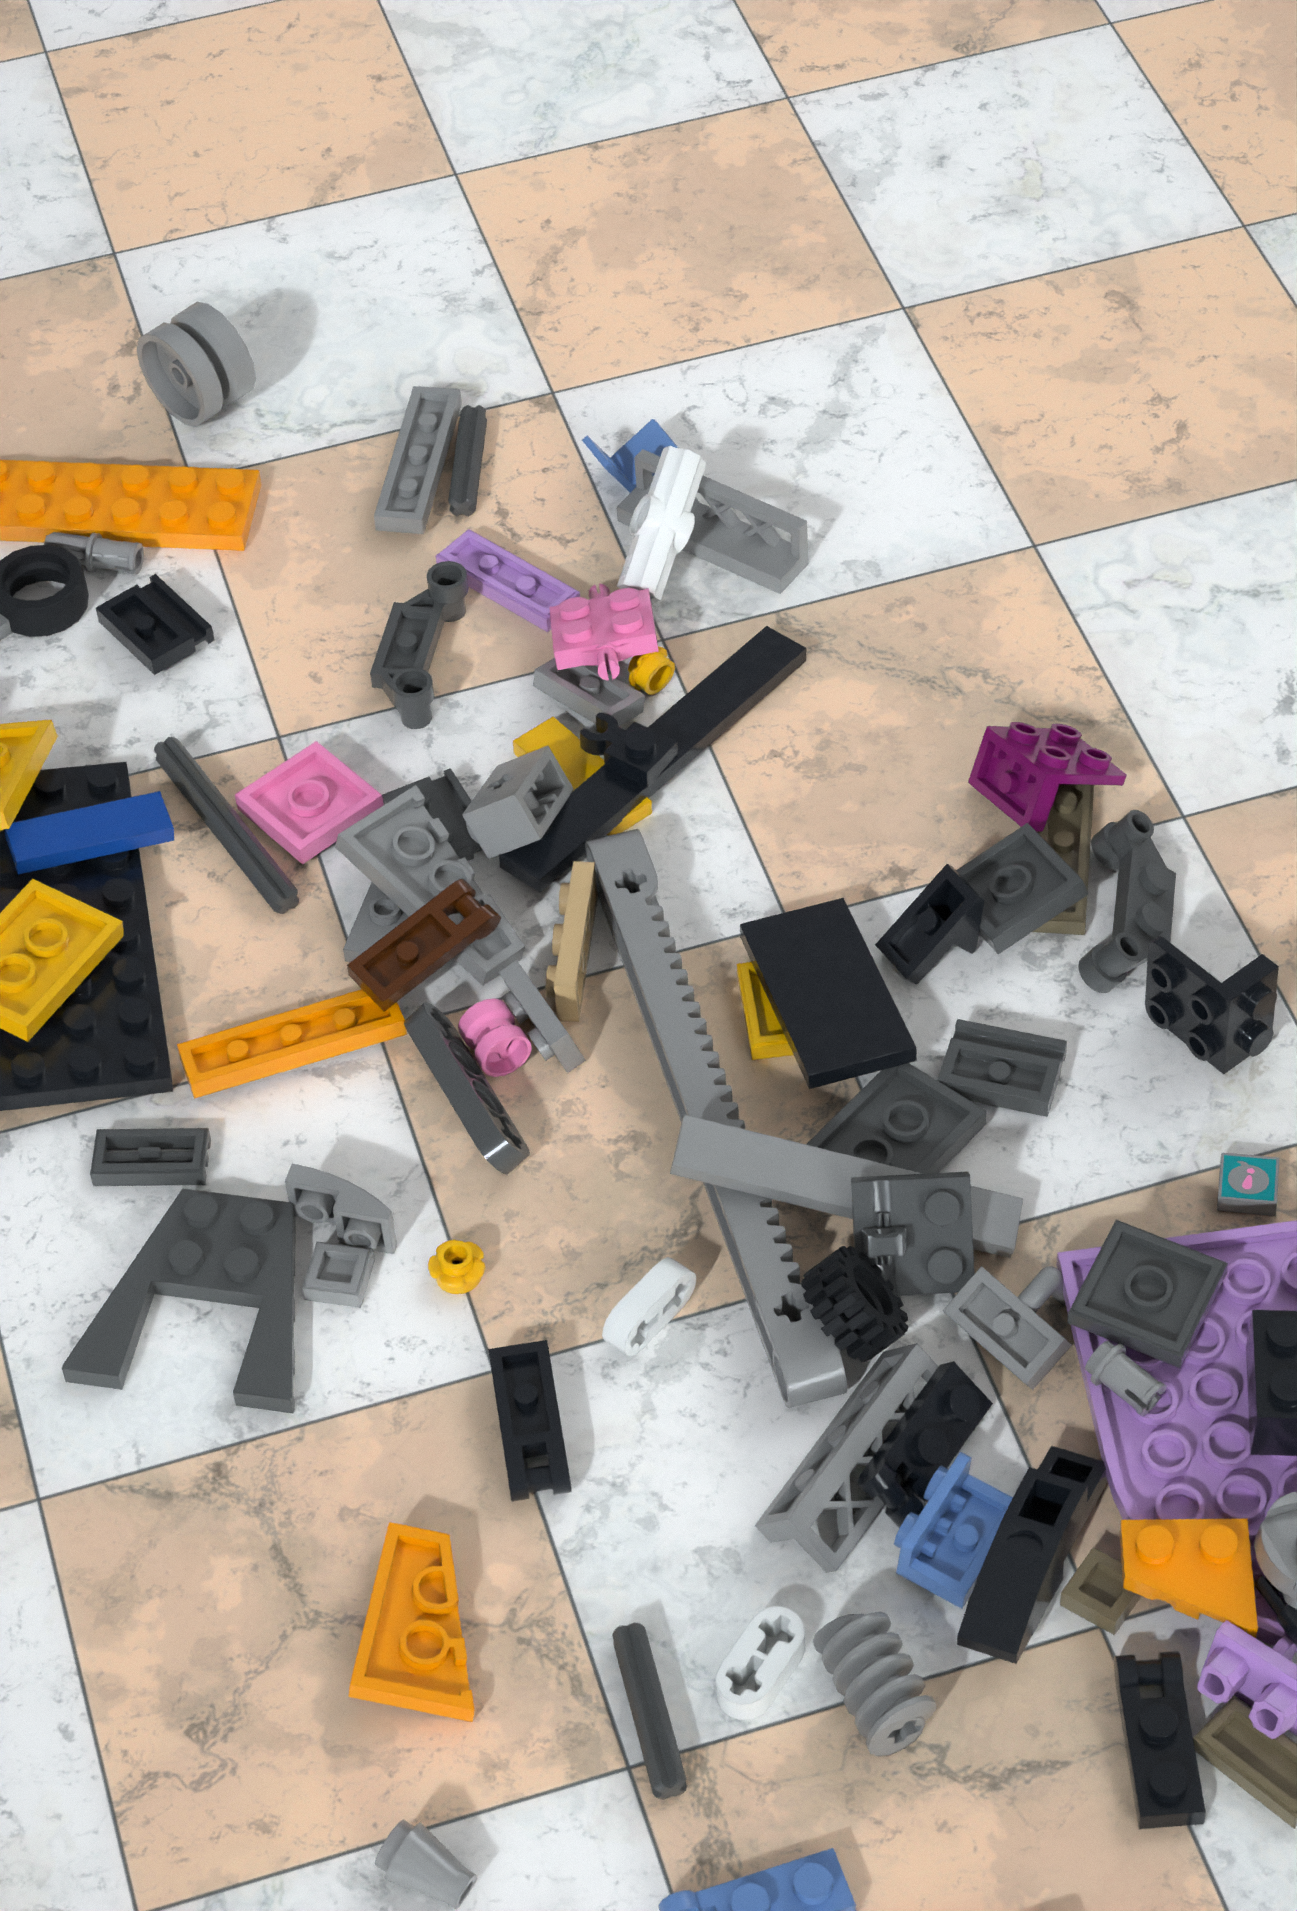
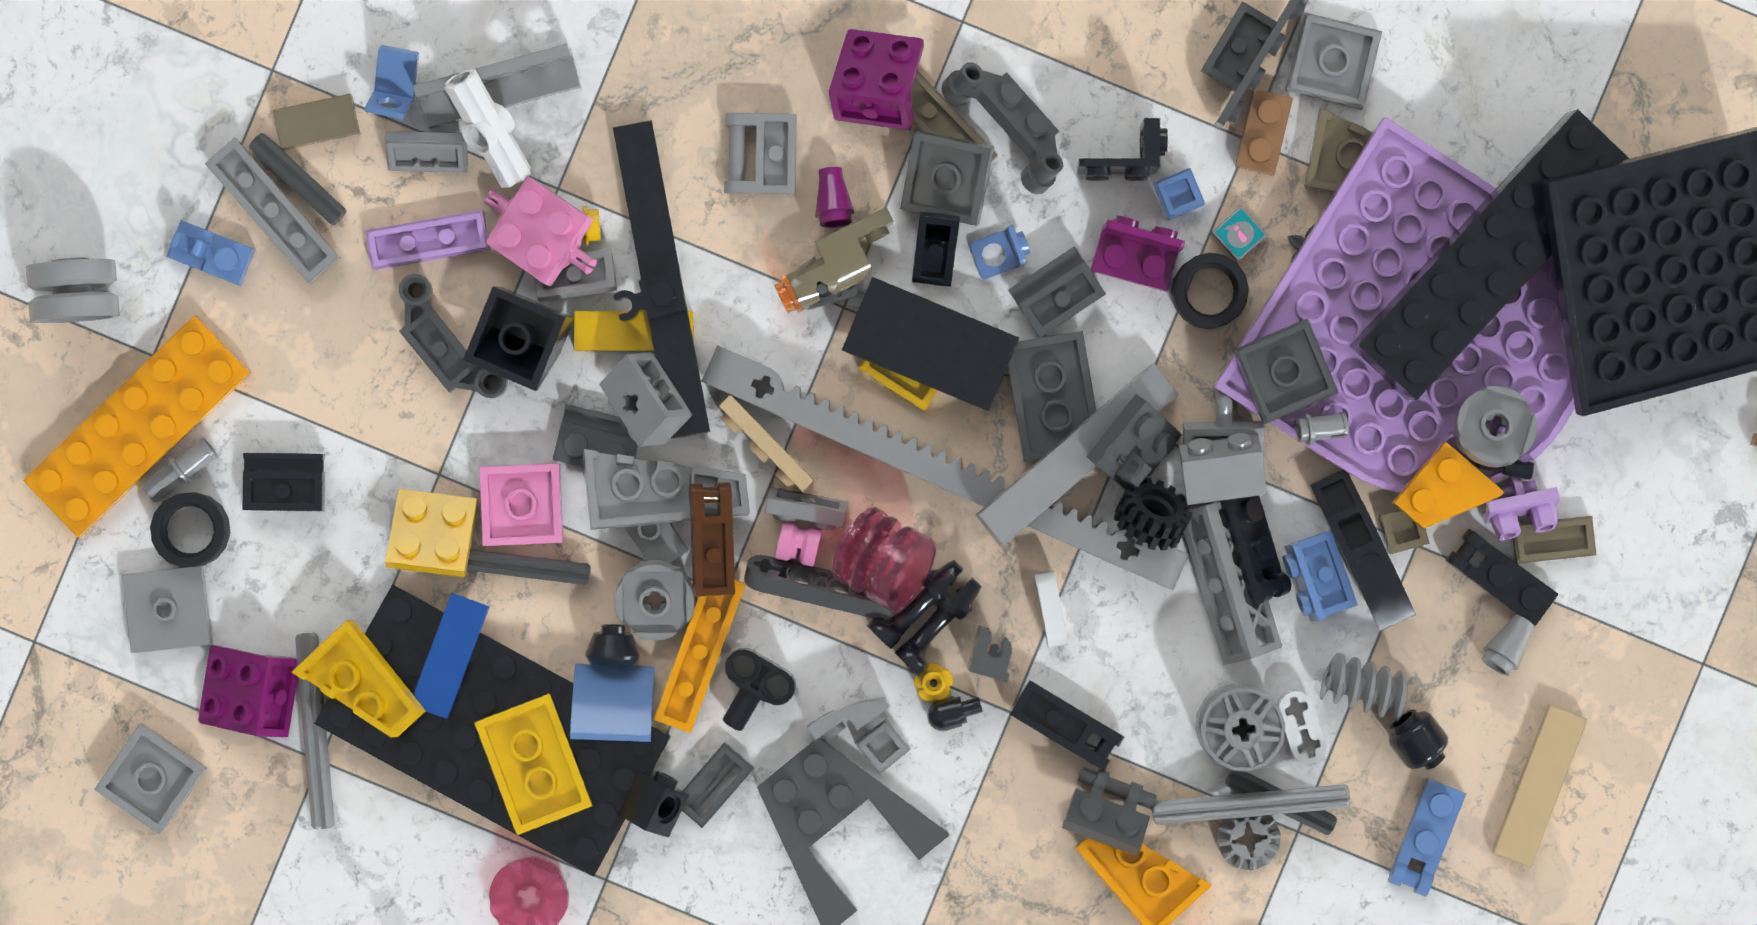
camera: 50 degrees left, 40 degrees up
(67, 1124) = (654, 803): none -> black brick
(161, 990) = (612, 703): none -> medium blue slope
(207, 749) = (431, 532): none -> yellow plate
(225, 962) = (612, 647): none -> black cone
(296, 937) = (638, 615): none -> light grey plate
(307, 1105) = (753, 687): none -> black beam
(332, 449) = (210, 253): none -> medium blue plate
(439, 1304) = (952, 712): none -> black cylinder
(451, 1527) = (1105, 820): none -> dark grey plate
(482, 675) = (518, 338): none -> black slope
(536, 440) = (316, 121): none -> dark tan tile
(536, 1264) = (991, 663): none -> dark grey hinge
(553, 1117) = (883, 559): none -> clear pink wheel
(569, 1736) = (1237, 853): none -> light grey gear
(571, 1199) = (948, 608): none -> black piece
(591, 518) = (426, 151): none -> light grey plate
(615, 1665) = (1251, 804): none -> light grey axle
(694, 1573) = (1223, 710): none -> light grey wheel
(834, 867) = (840, 268): none -> dark tan plate
(868, 1788) = (1418, 740): none -> black head
(875, 757) = (773, 153): none -> light grey plate
(884, 828) = (833, 200): none -> magenta cone
(977, 1331) = (1222, 468): none -> light grey brick
(1009, 993) = (1013, 245): none -> medium blue bracket
(1084, 1805) = (1507, 647): none -> light grey cone
(1130, 1099) = (1137, 254): none -> magenta bracket
(1165, 1161) = (1239, 284): none -> black tyre
(1226, 1103) = (1179, 194): none -> medium blue tile

